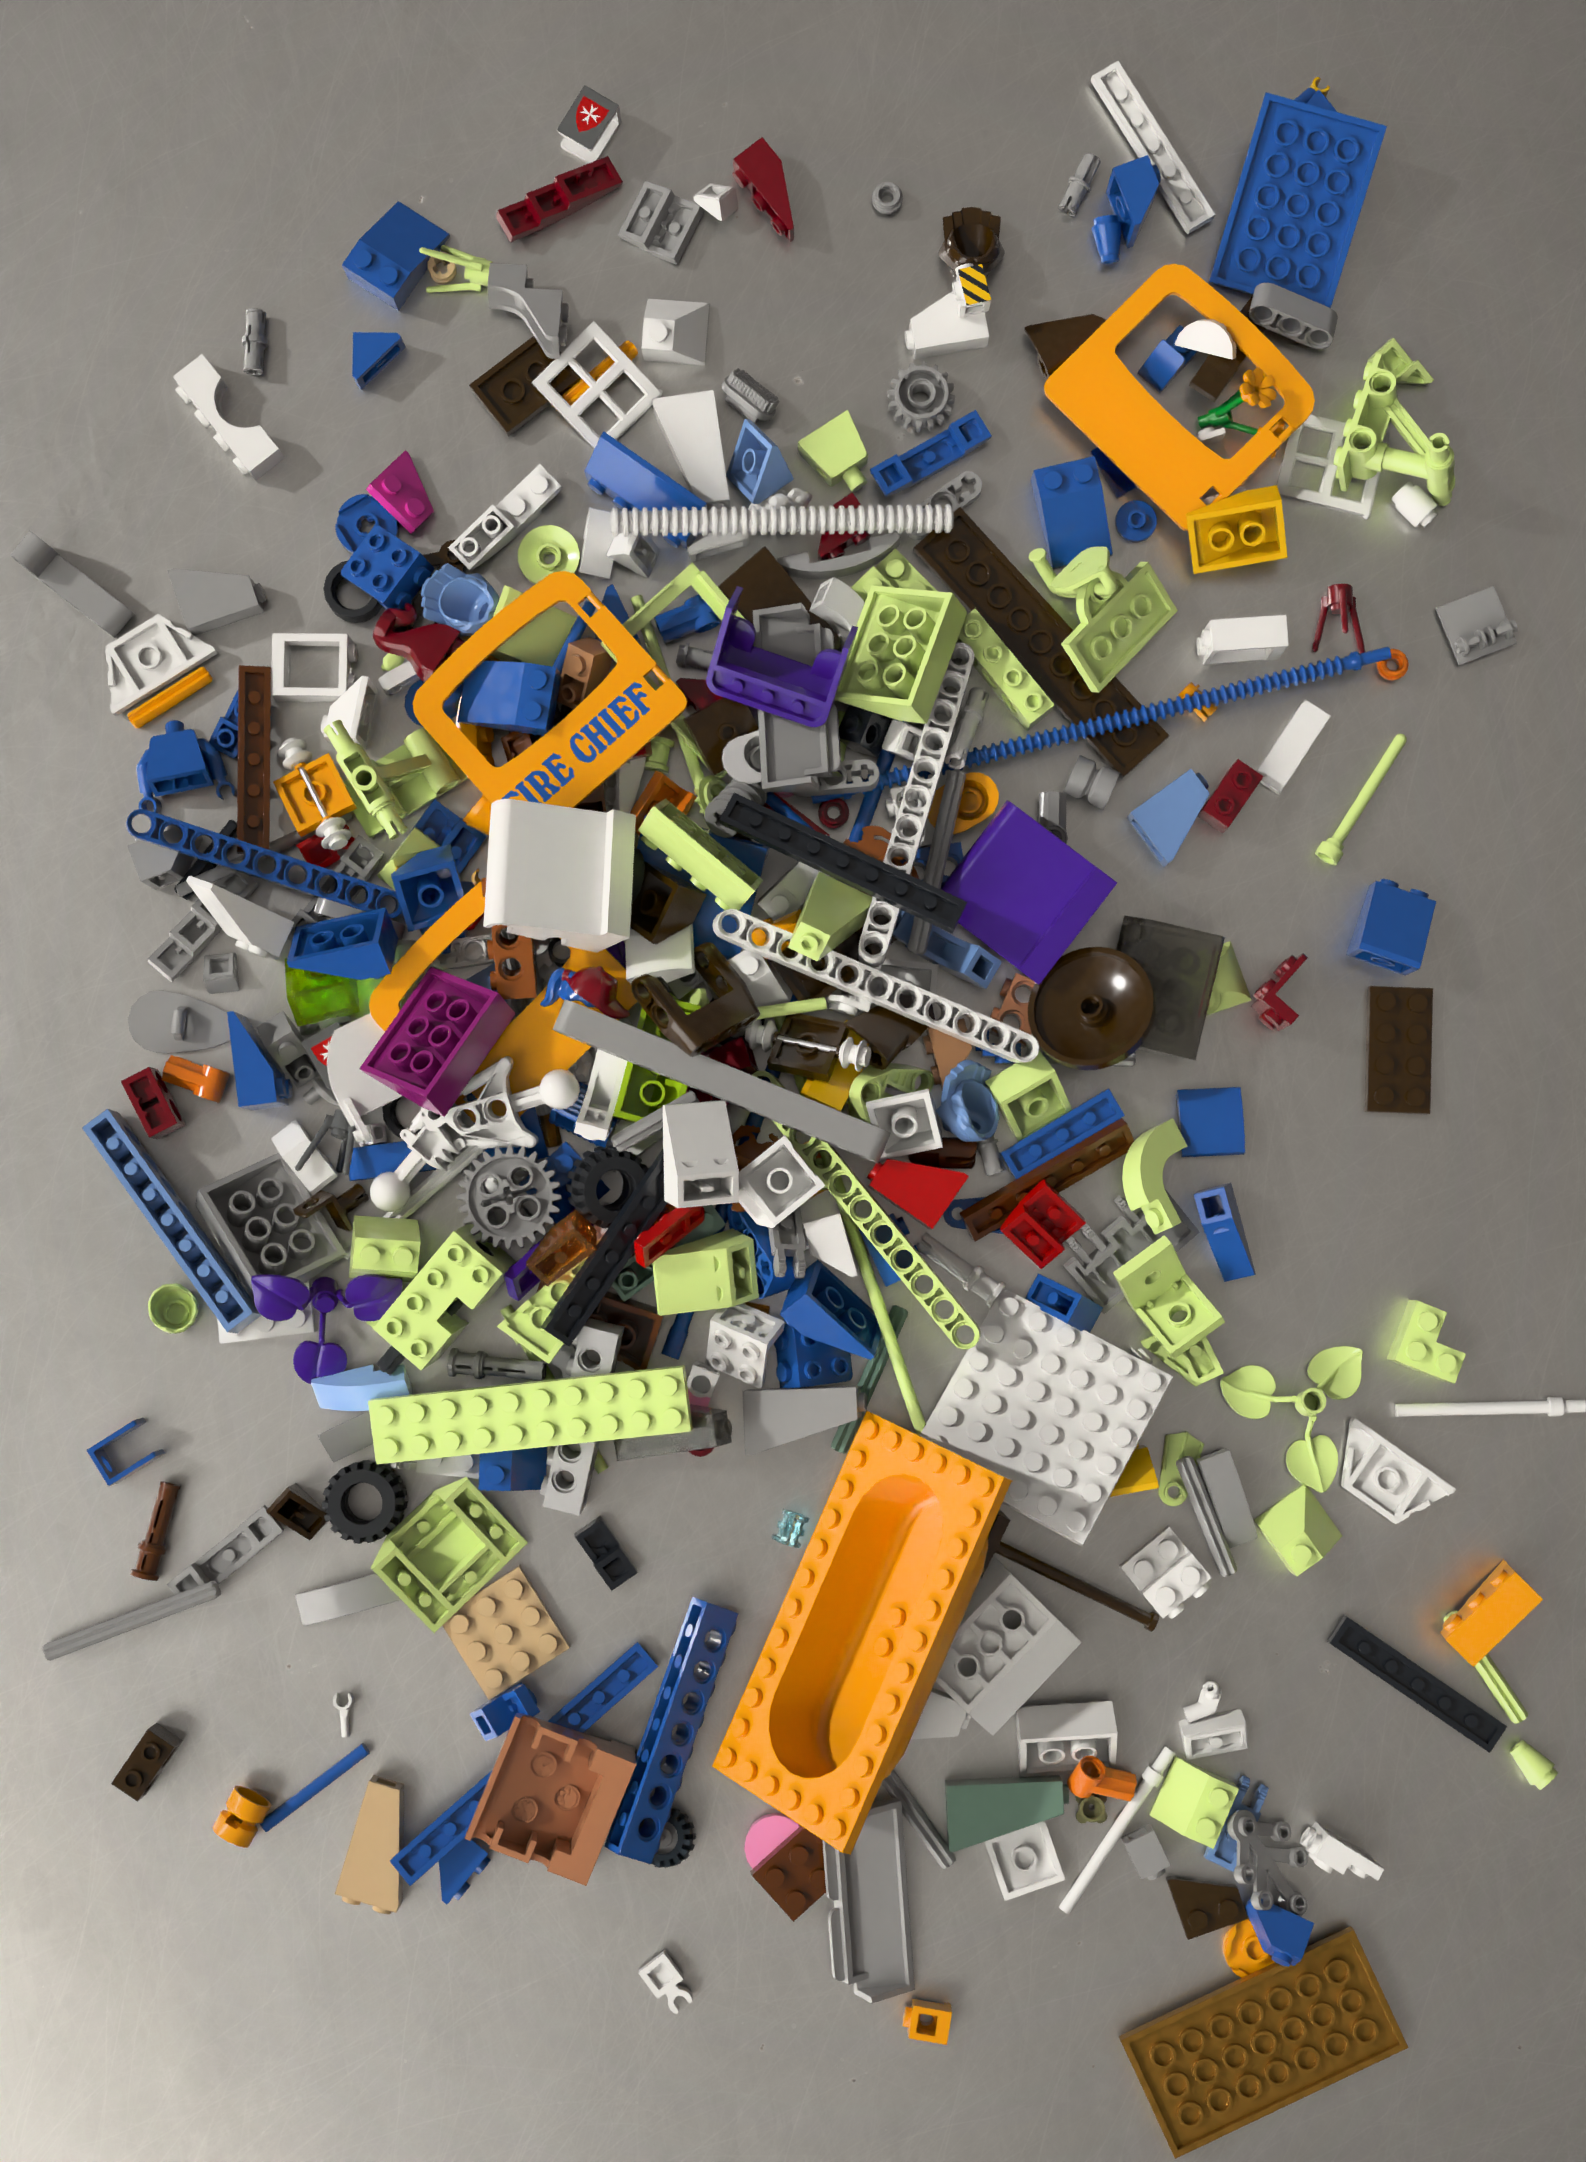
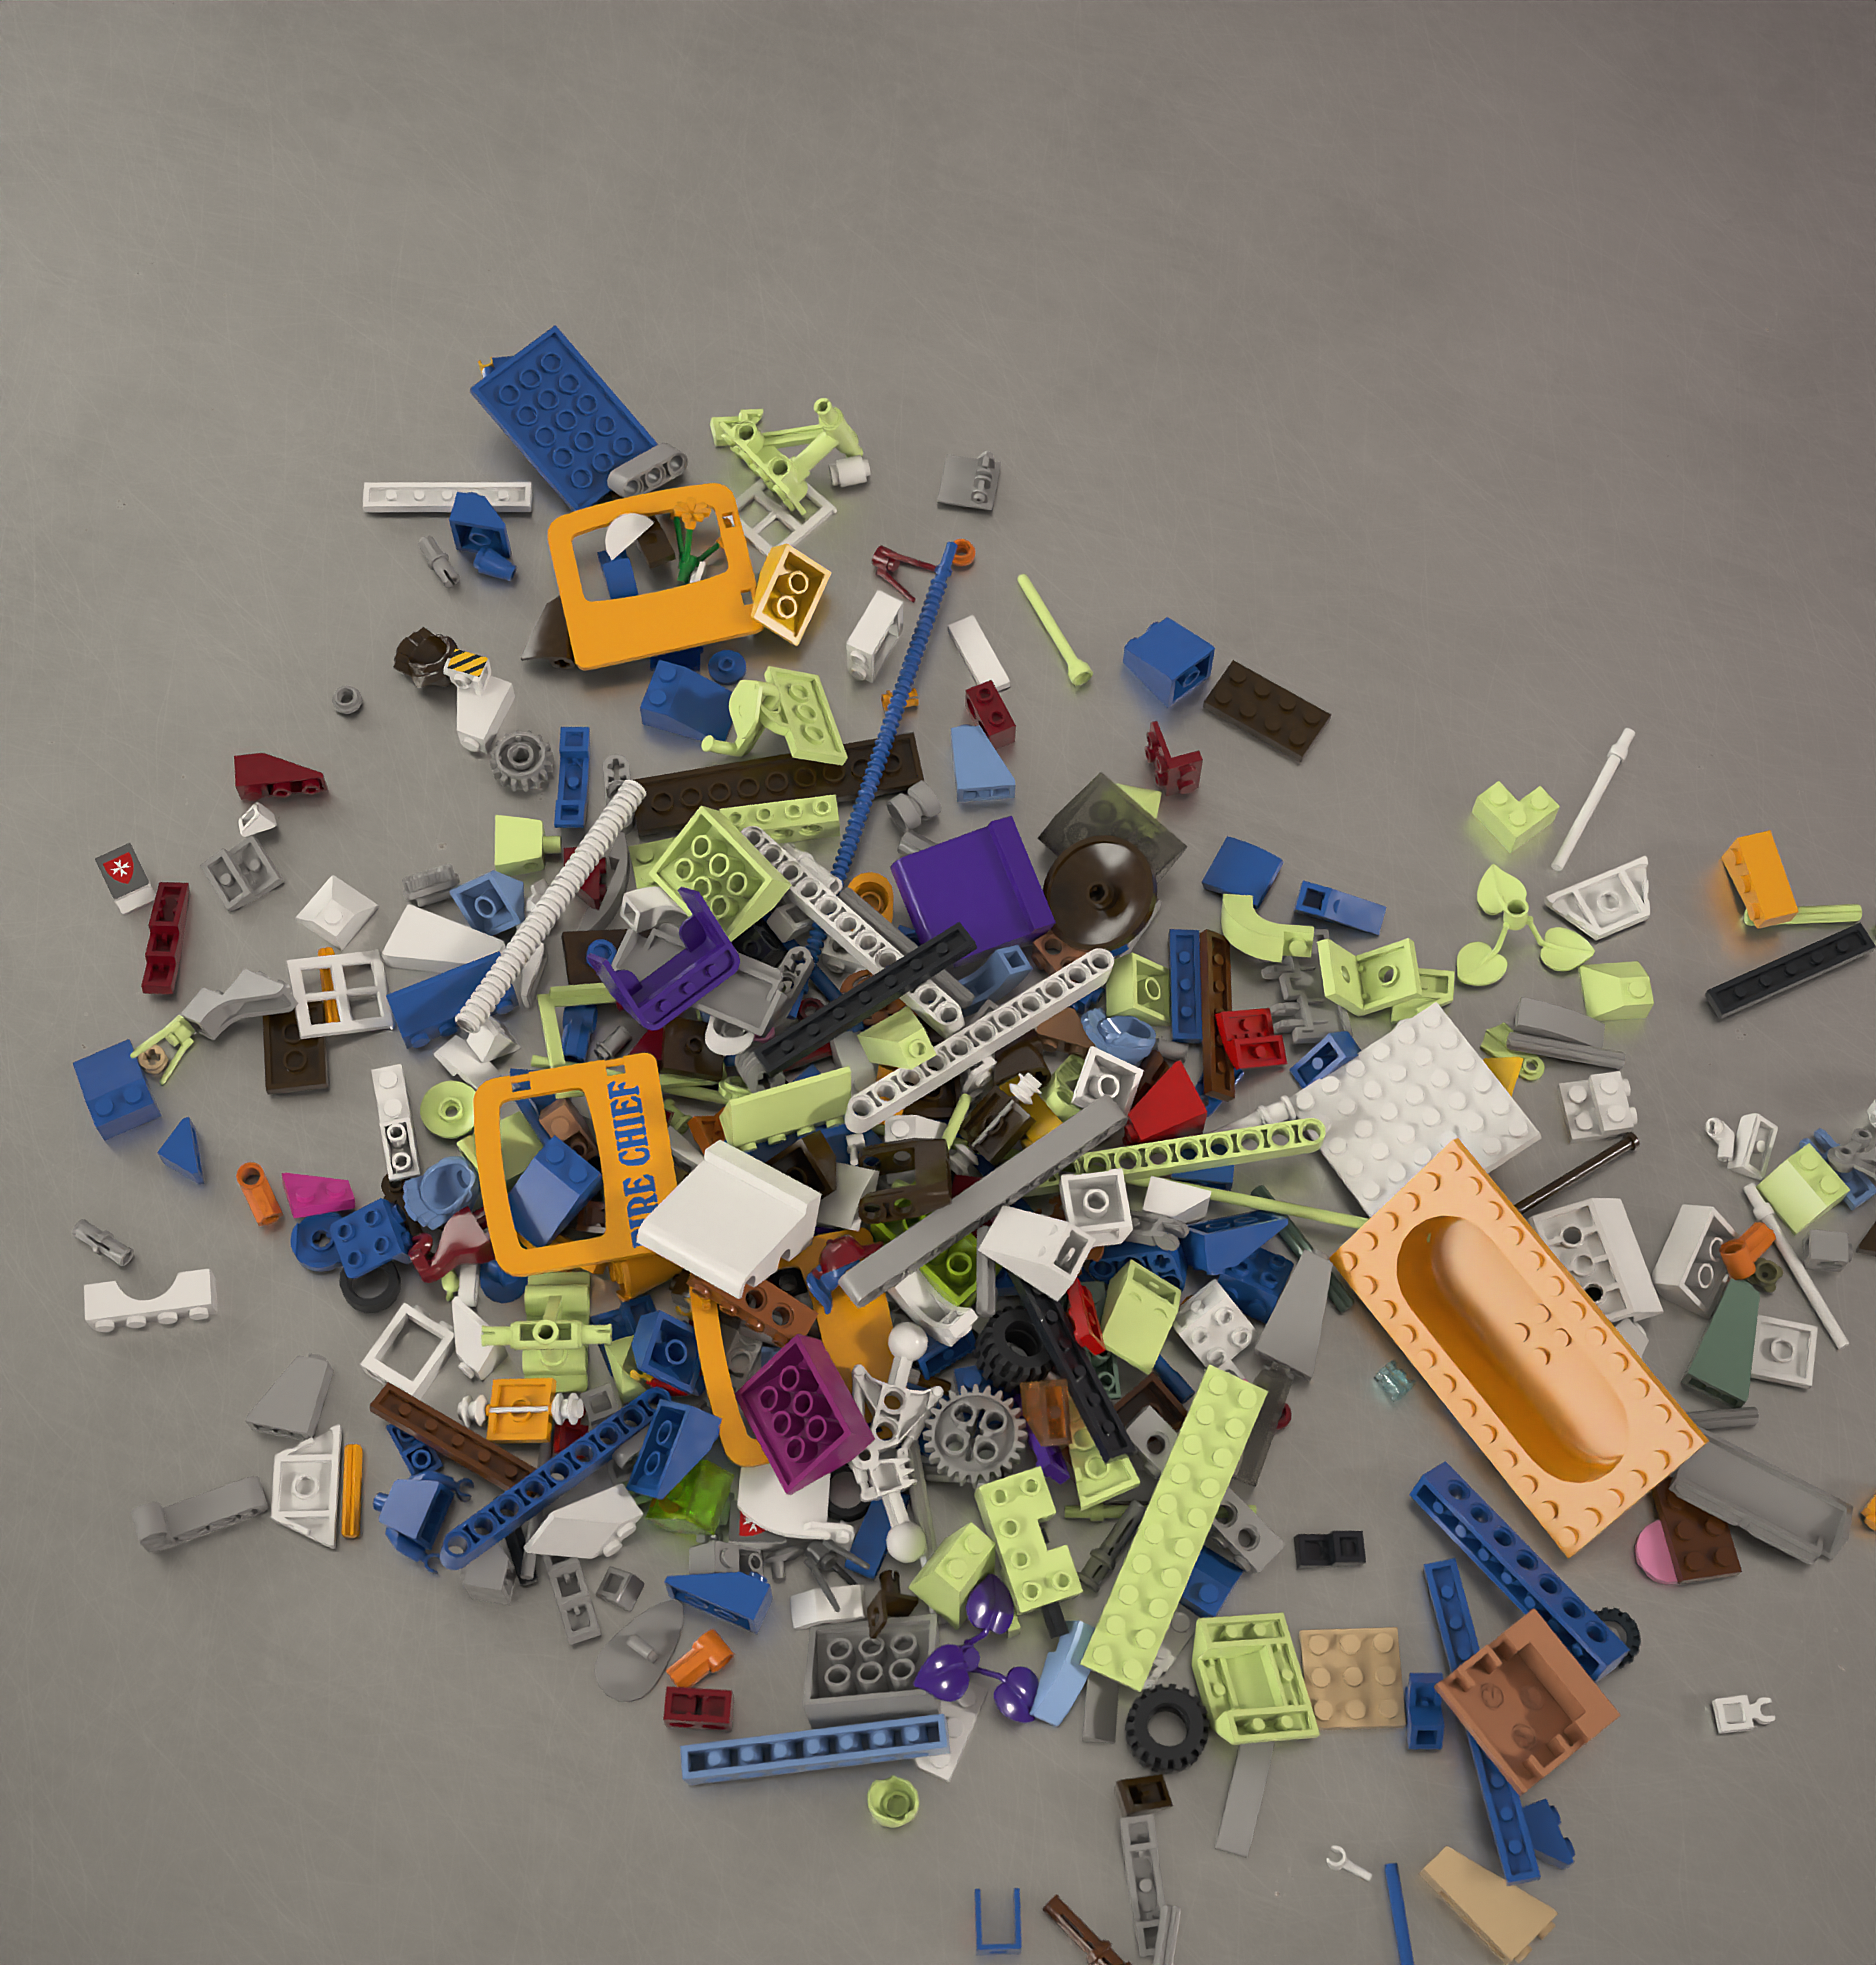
camera: 60 degrees left, 20 degrees down
(373, 447) = (259, 1195): none -> orange piece
(708, 935) = (855, 1144): none -> white hand
(764, 594) = (603, 949): none -> blue tile

